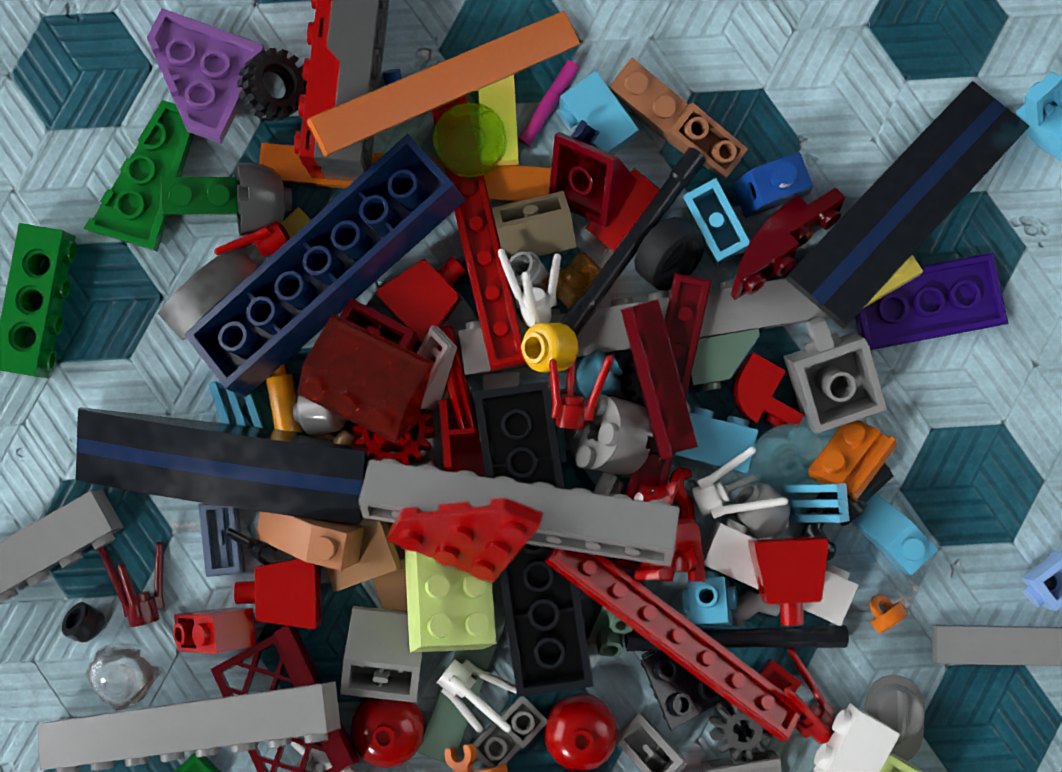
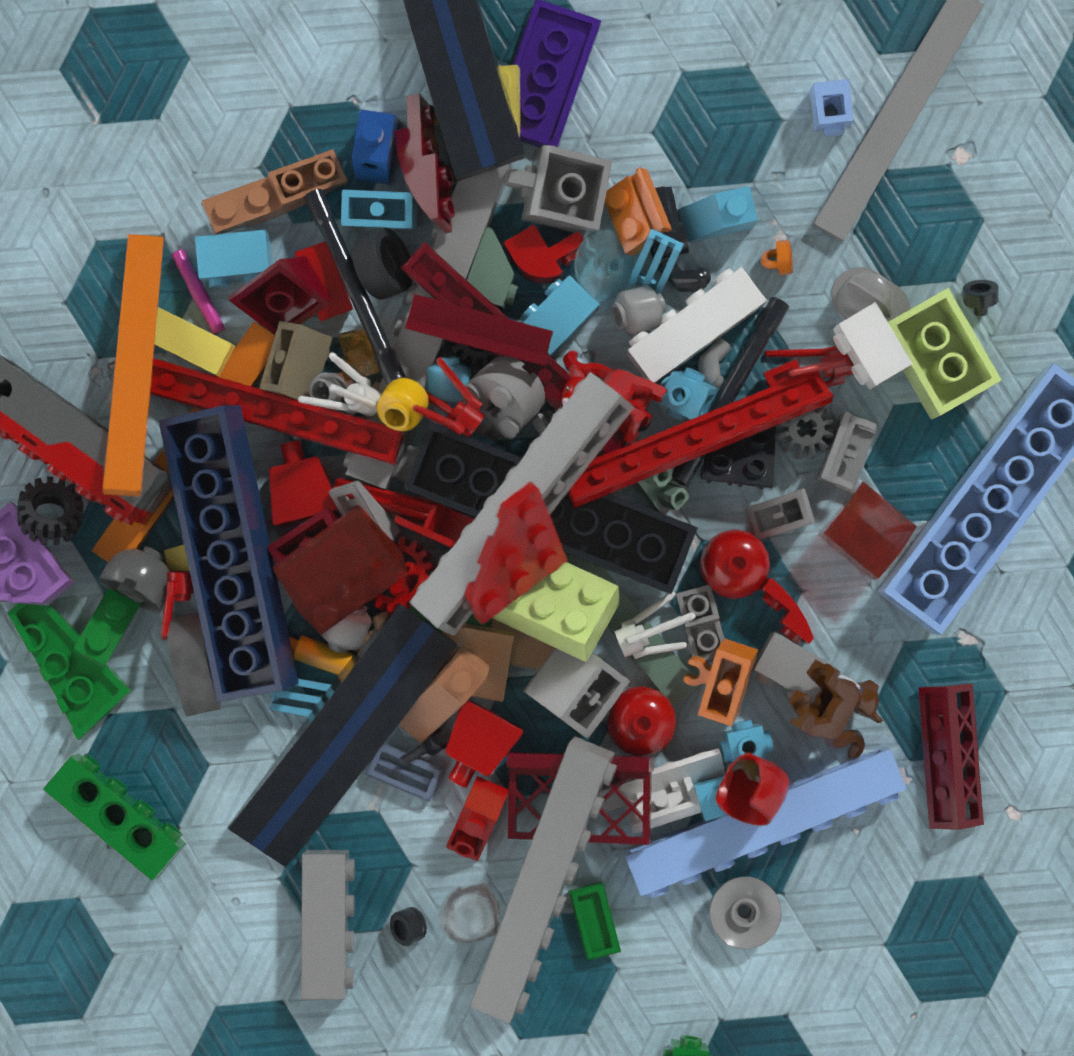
camera: 60 degrees left, 0 degrees up
(137, 607) = (422, 871): dark red plant -> none
(391, 76) = (100, 410): blue piece -> none
(470, 139) = (191, 373): clear neon green tile -> none
(585, 133) = (242, 275): dark blue hand -> none
(712, 496) = (602, 343): white plant -> none
(790, 573) = (698, 316): red torso -> none

